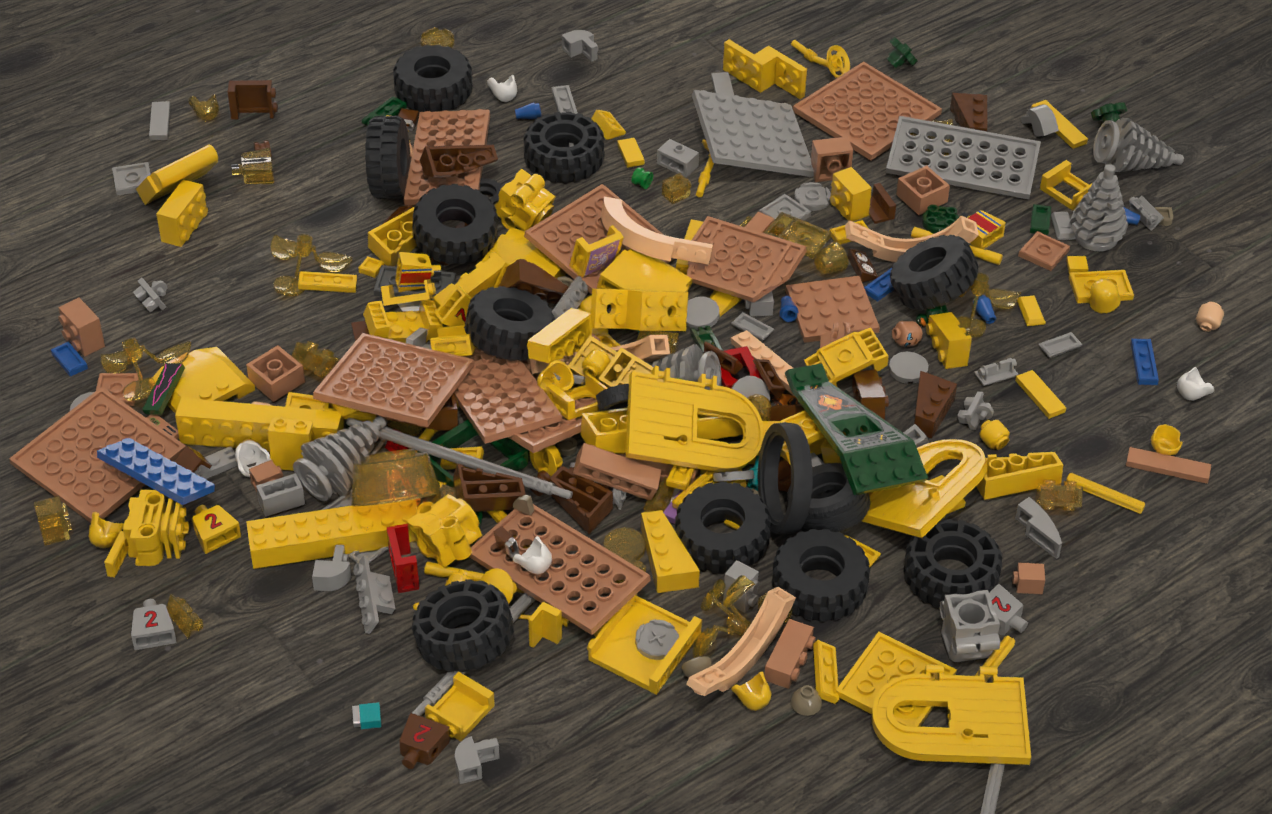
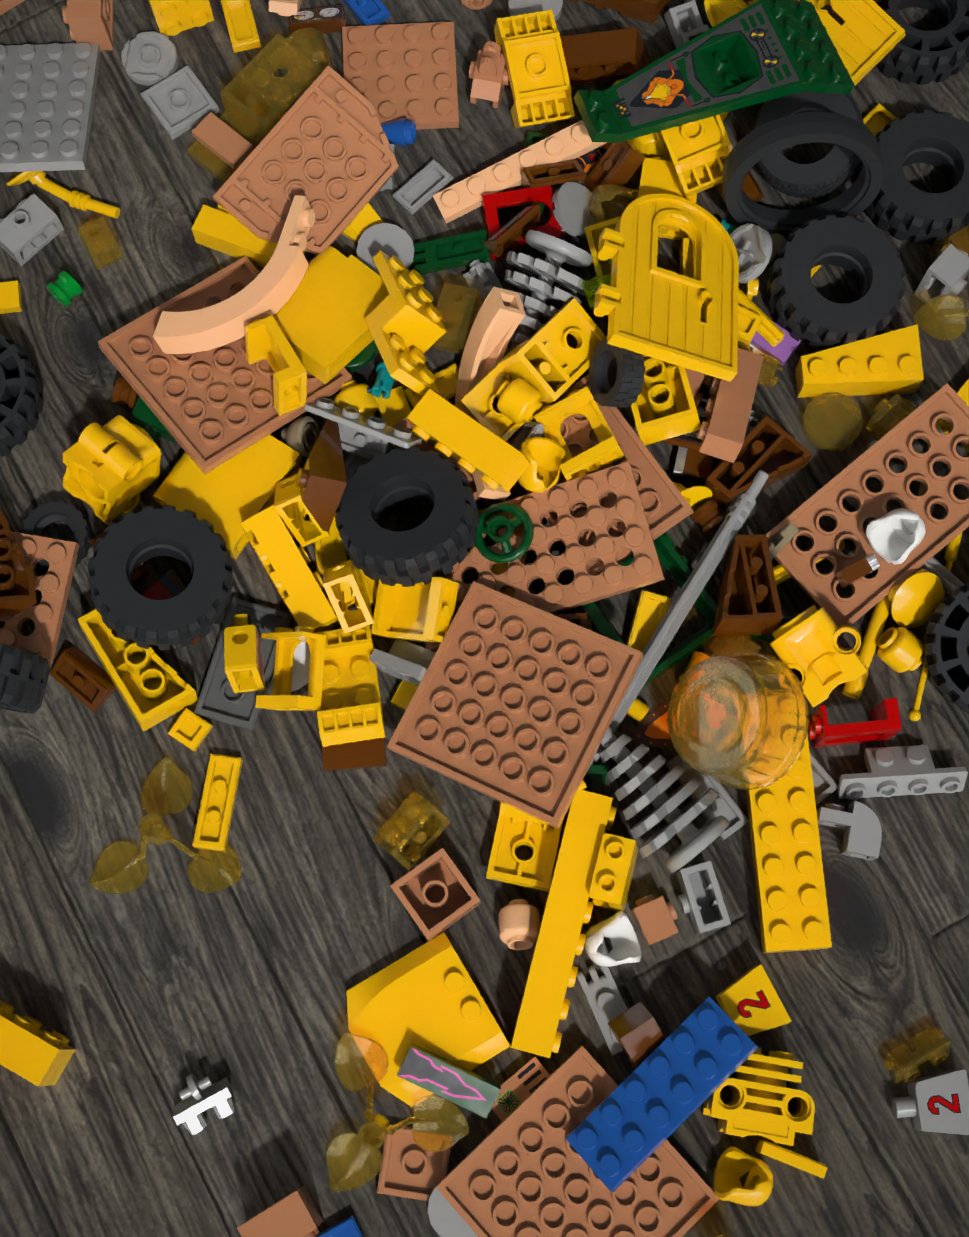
camera: 80 degrees left, 30 degrees up
(506, 366) = (499, 522): none -> dark green piece

